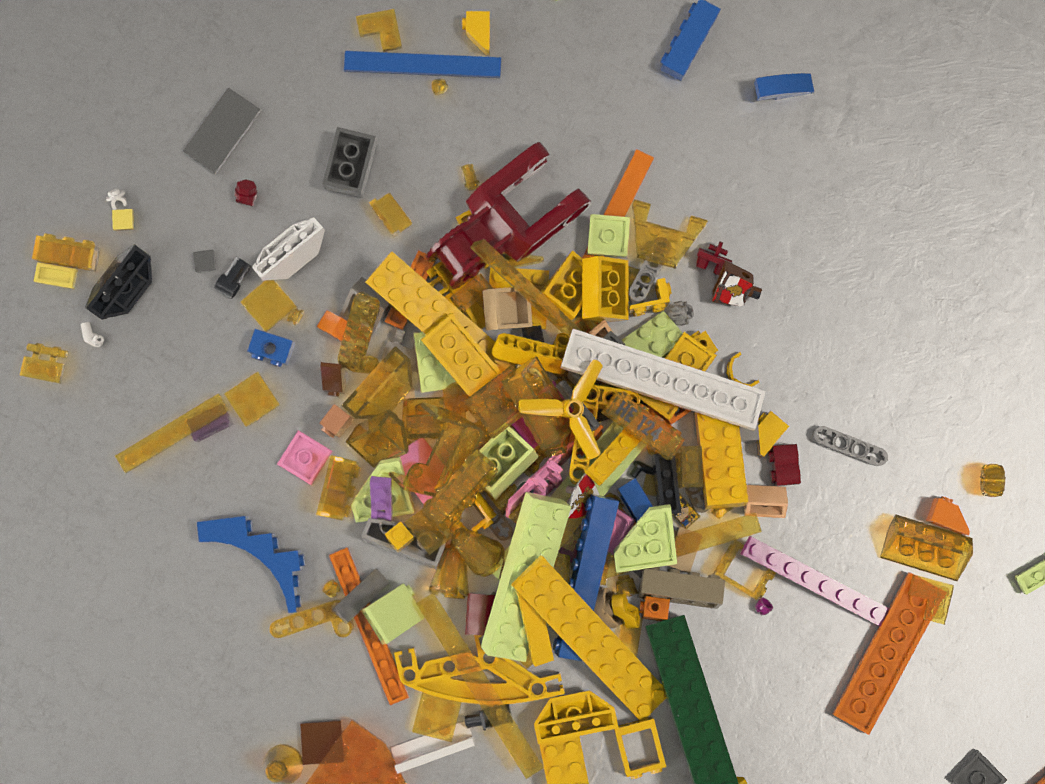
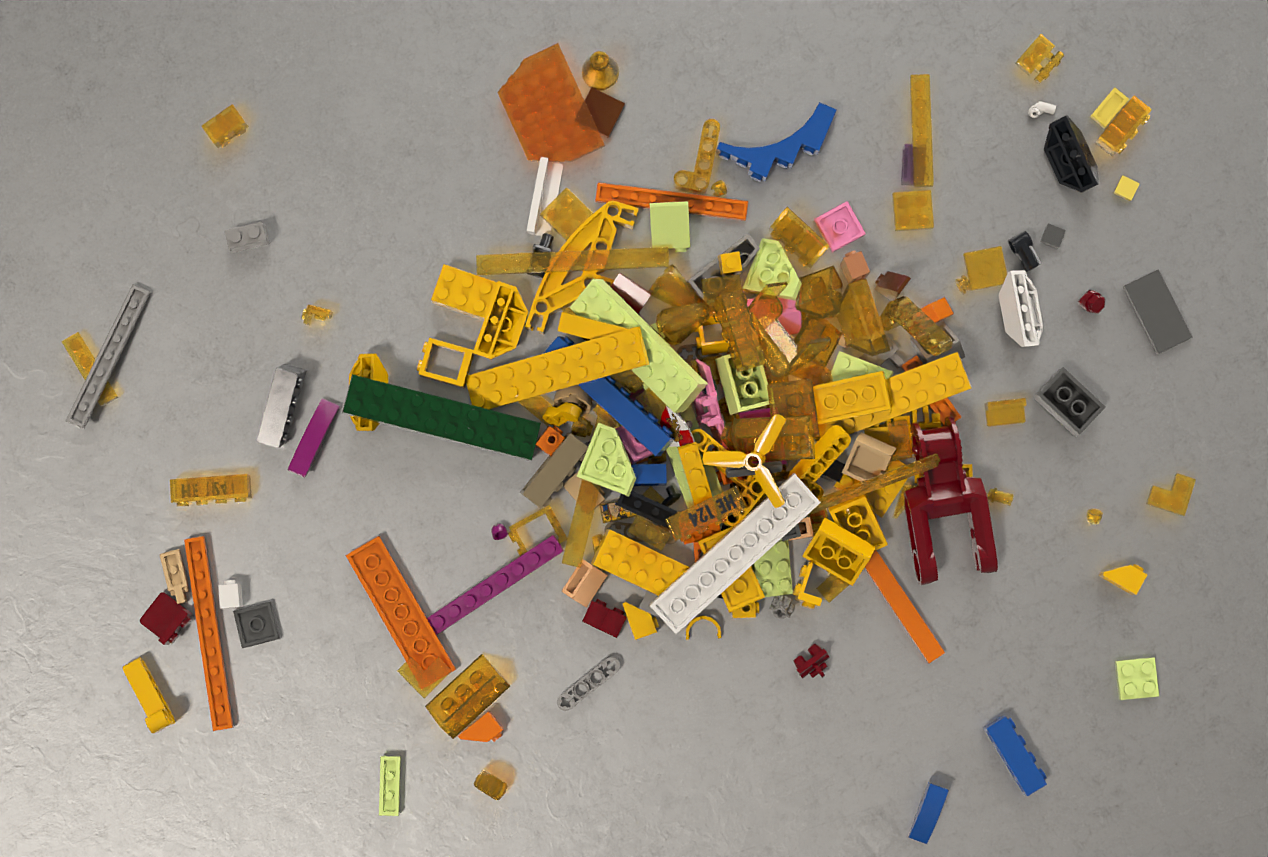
camera: 125 degrees right, 0 degrees up
(115, 195) = (1150, 192): white plate -> none
(262, 339) = (957, 243): blue brick -> none
(361, 596) = (699, 207): flat silver tile -> none
(381, 498) = (769, 266): medium lavender plate -> none
(422, 64) = (1121, 513): blue tile -> none
(608, 235) = (883, 583): yellowish green plate -> none
(646, 270) = (832, 600): light grey beam -> none
(662, 243) = (850, 625): clear yellow wing -> none
(734, 286) = (779, 664): torso -> none

